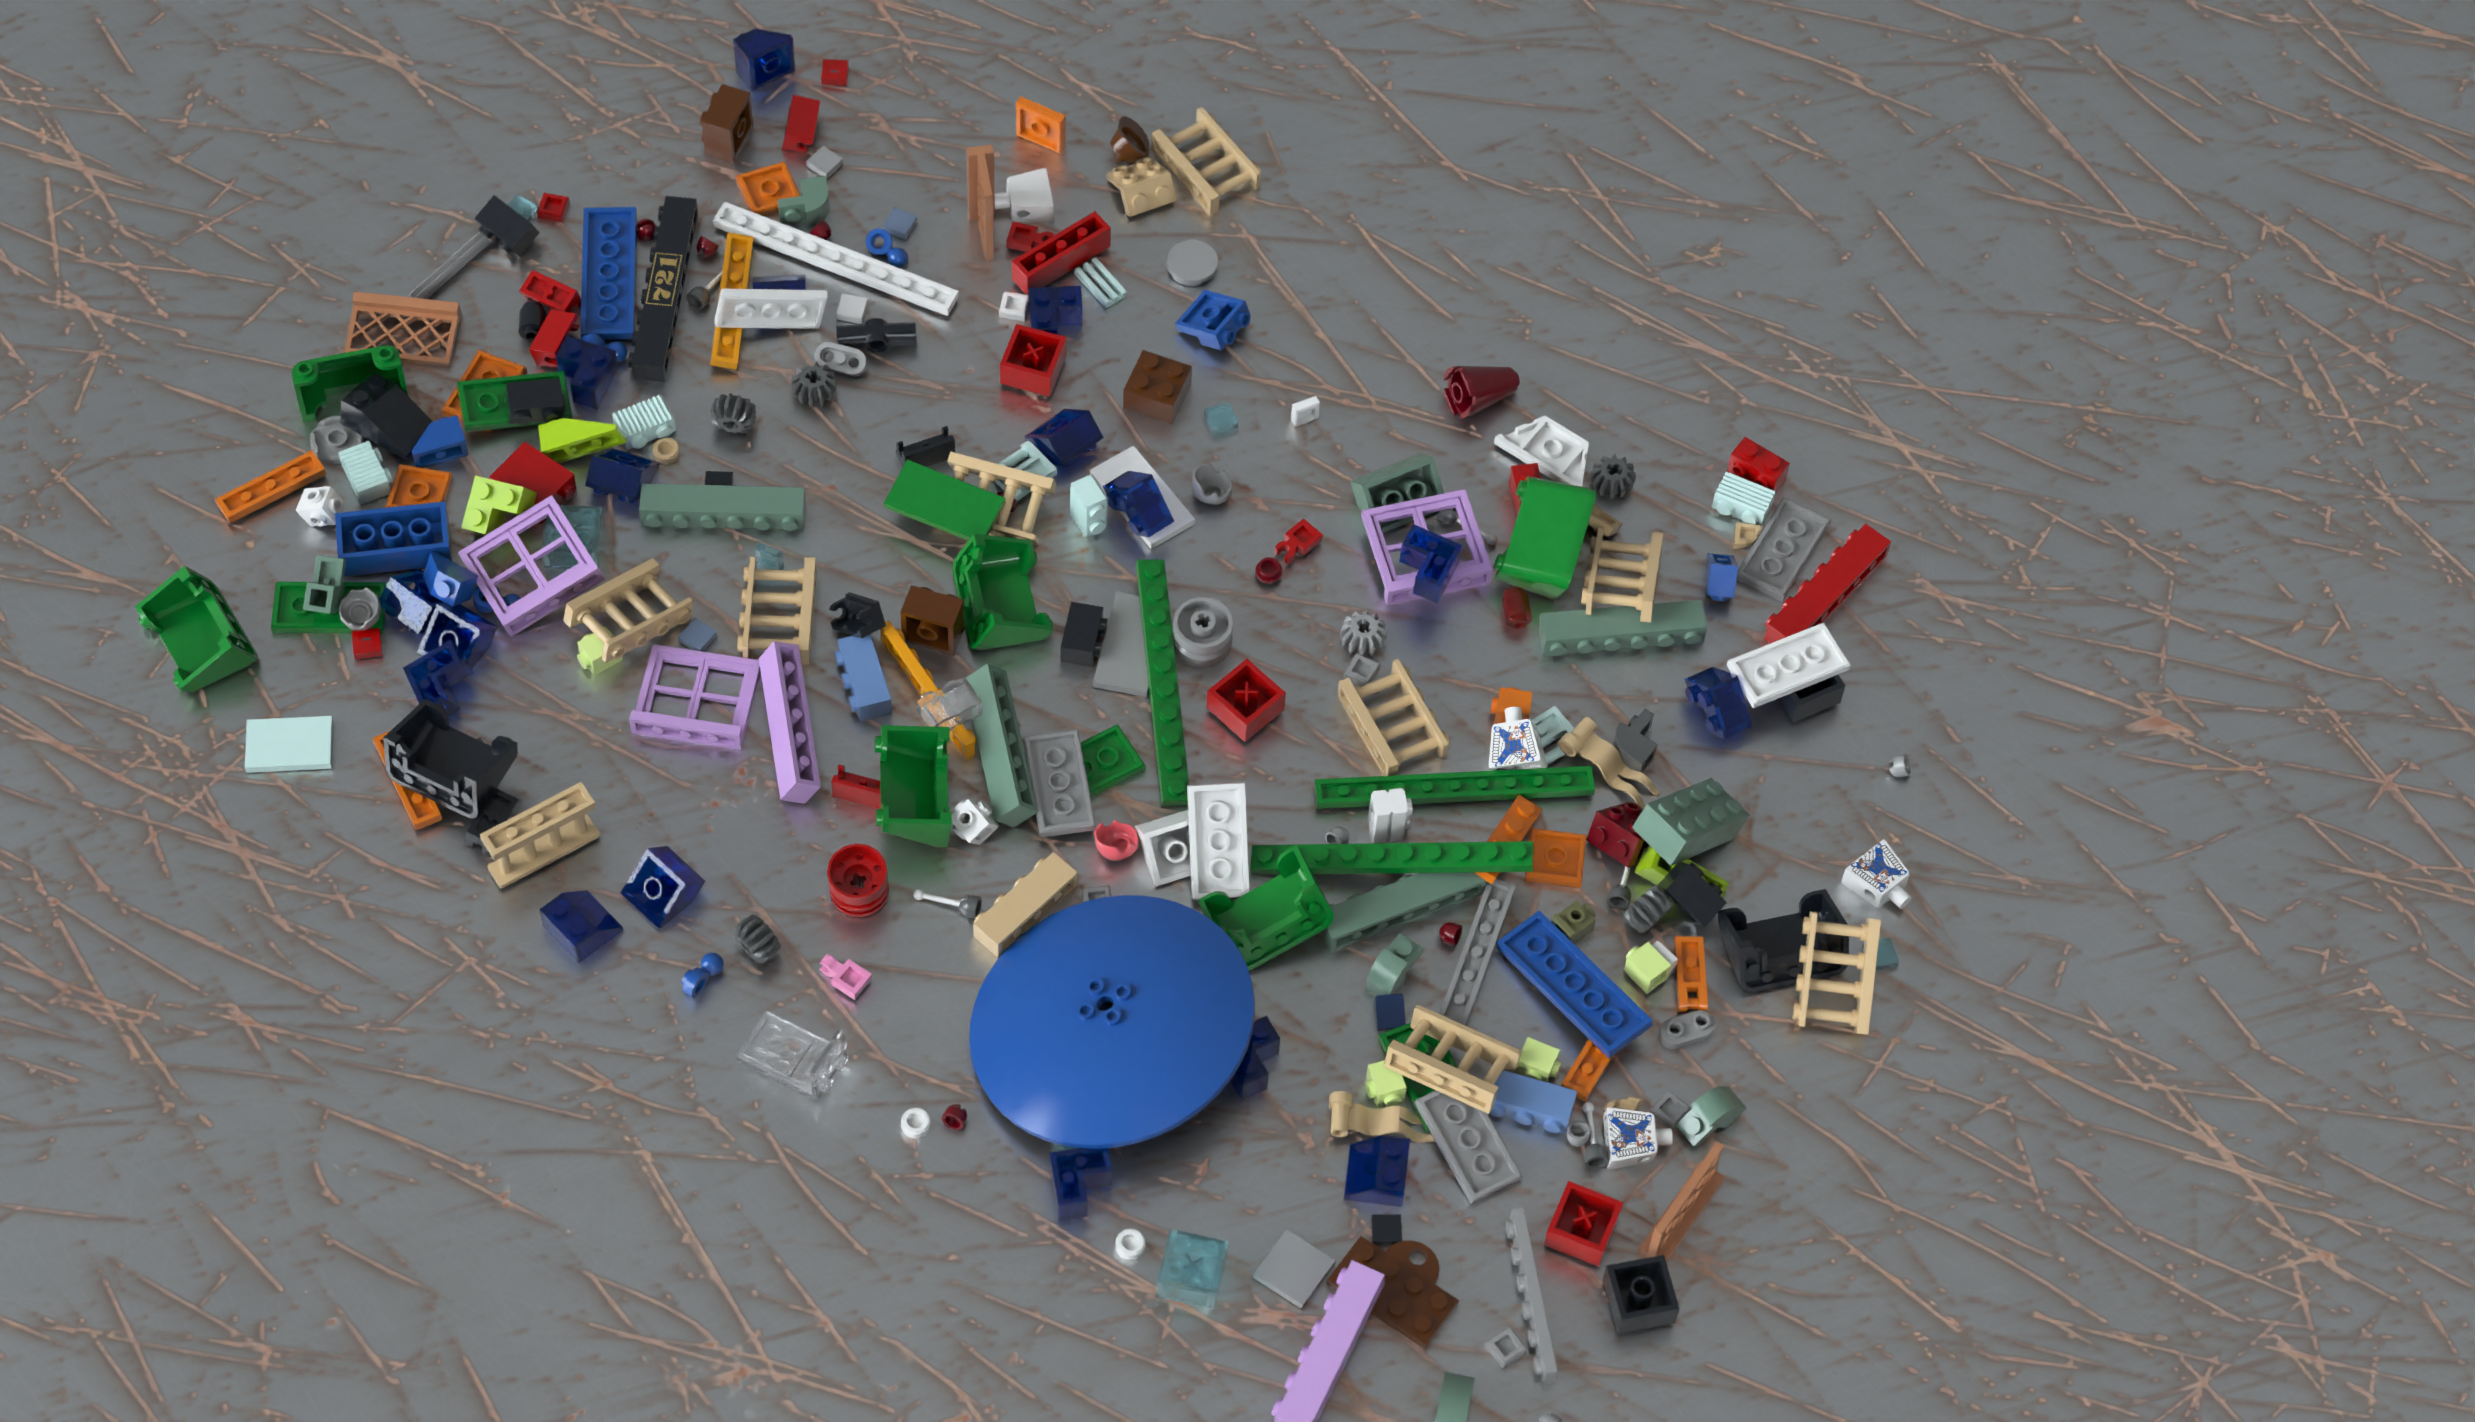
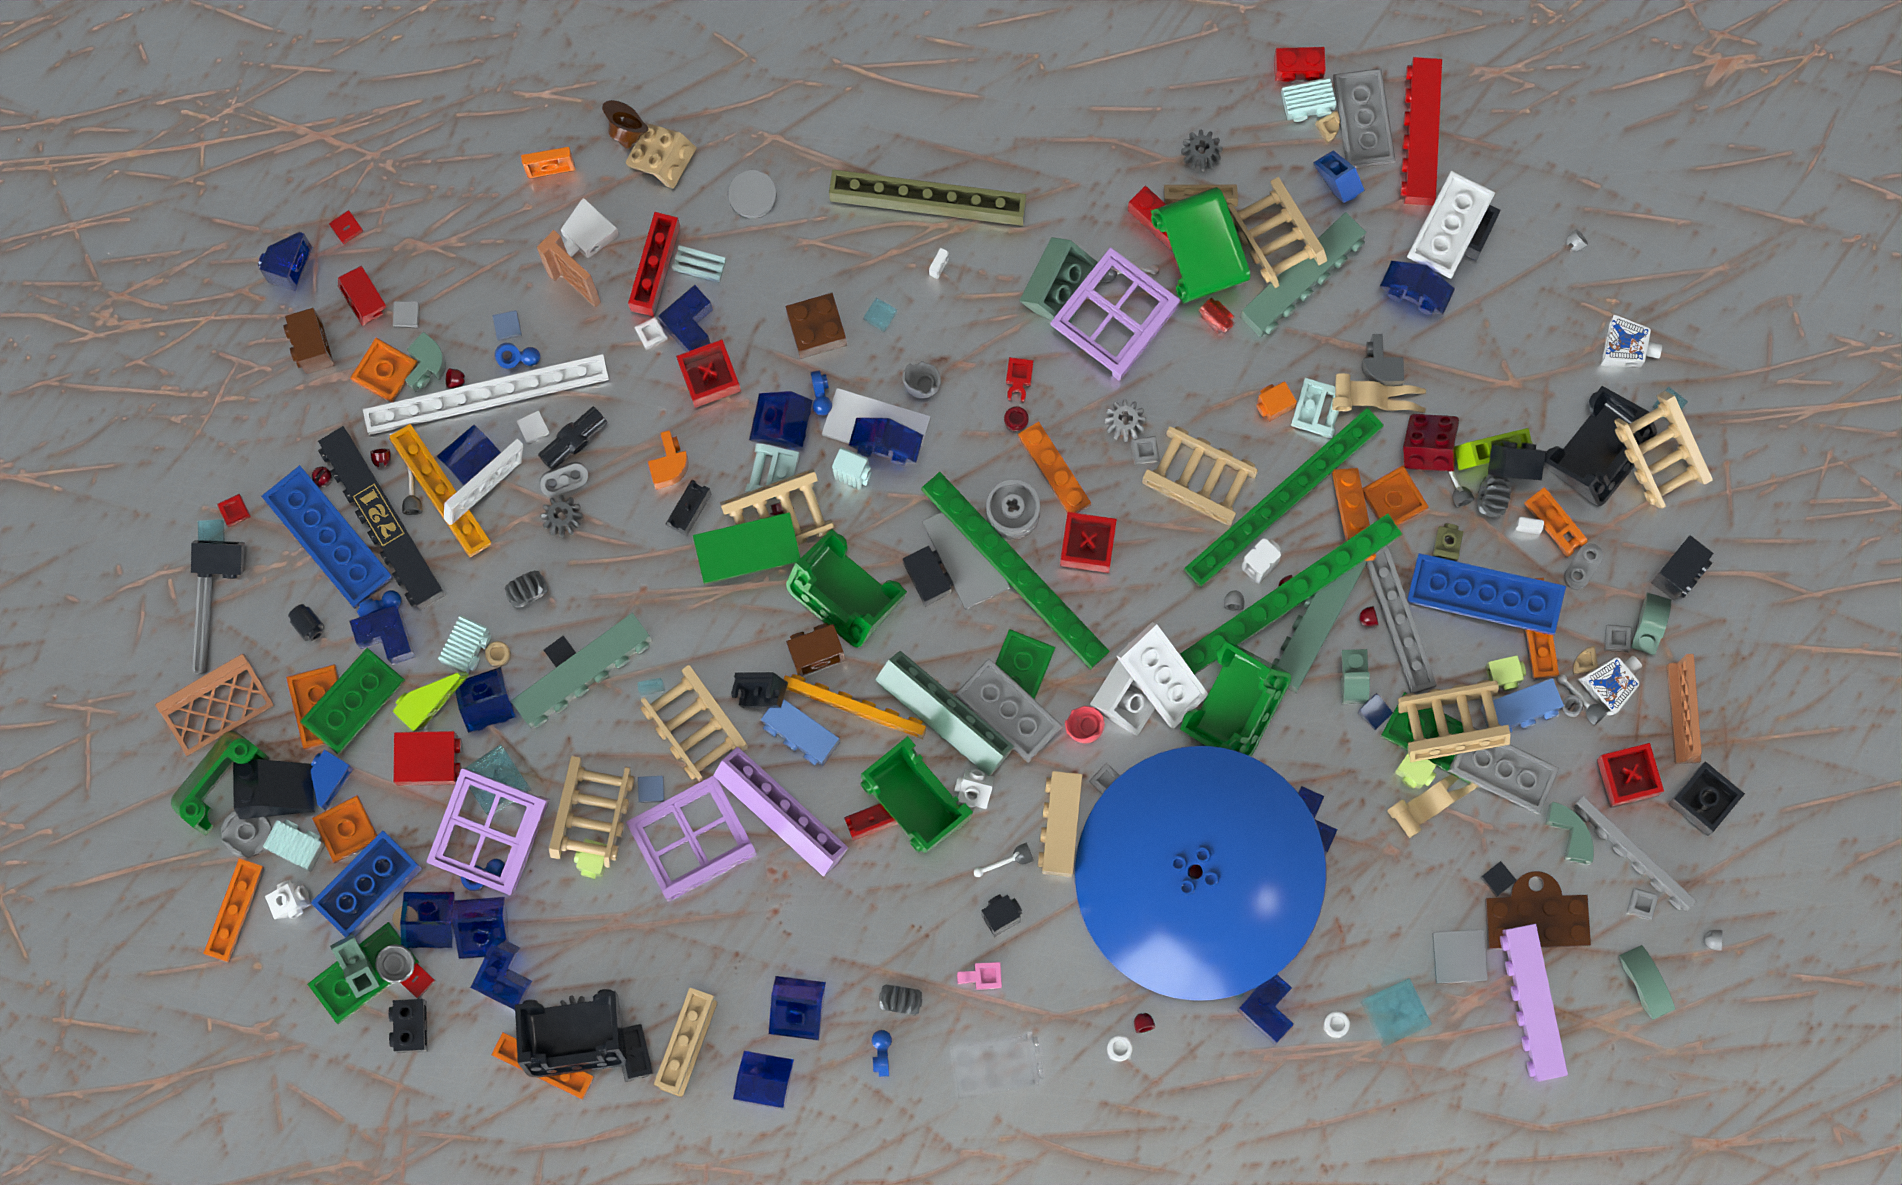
camera: 30 degrees left, 20 degrees up
(196, 629) = (289, 1069): green windscreen -> none
(288, 744) = (432, 1104): light aqua tile -> none
(327, 669) = (409, 1026): none -> black brick
(448, 580) = (438, 890): blue slope -> none
(490, 503) = (417, 798): lime brick -> none
(534, 401) = (373, 694): black brick -> none
(550, 292) = (301, 591): red hinge -> none
(552, 336) = (336, 626): red hinge -> none
(863, 867) = (948, 894): red wheel -> none
(905, 933) = (1001, 914): none -> black brick
(937, 409) = (671, 468): none -> orange brick
(950, 706) = (889, 716): clear brick -> none
(1025, 236) = (612, 268): red plate -> none
(1120, 432) = (822, 405): none -> blue plate
(1193, 179) = (698, 119): tan fence -> none
(1214, 319) = (810, 234): blue plate -> none
(1269, 628) = (1054, 468): none -> orange plate
(1339, 355) = (927, 197): none -> olive brick
(1377, 1170) = (1461, 840): clear blue slope -> none
(1433, 557) = (1139, 327): clear blue brick -> none
(1478, 387) = (1050, 149): dark red cone -> none
(1486, 1250) = (1580, 842): none -> sand green brick
(1516, 743) = (1305, 433): torso -> none
(1555, 449) = (1139, 161): white wing -> none
(1647, 967) = (1524, 541): yellowish green brick -> none
(1690, 821) = (1477, 406): sand green brick -> none
(1777, 1085) = (1679, 572): none -> black brick

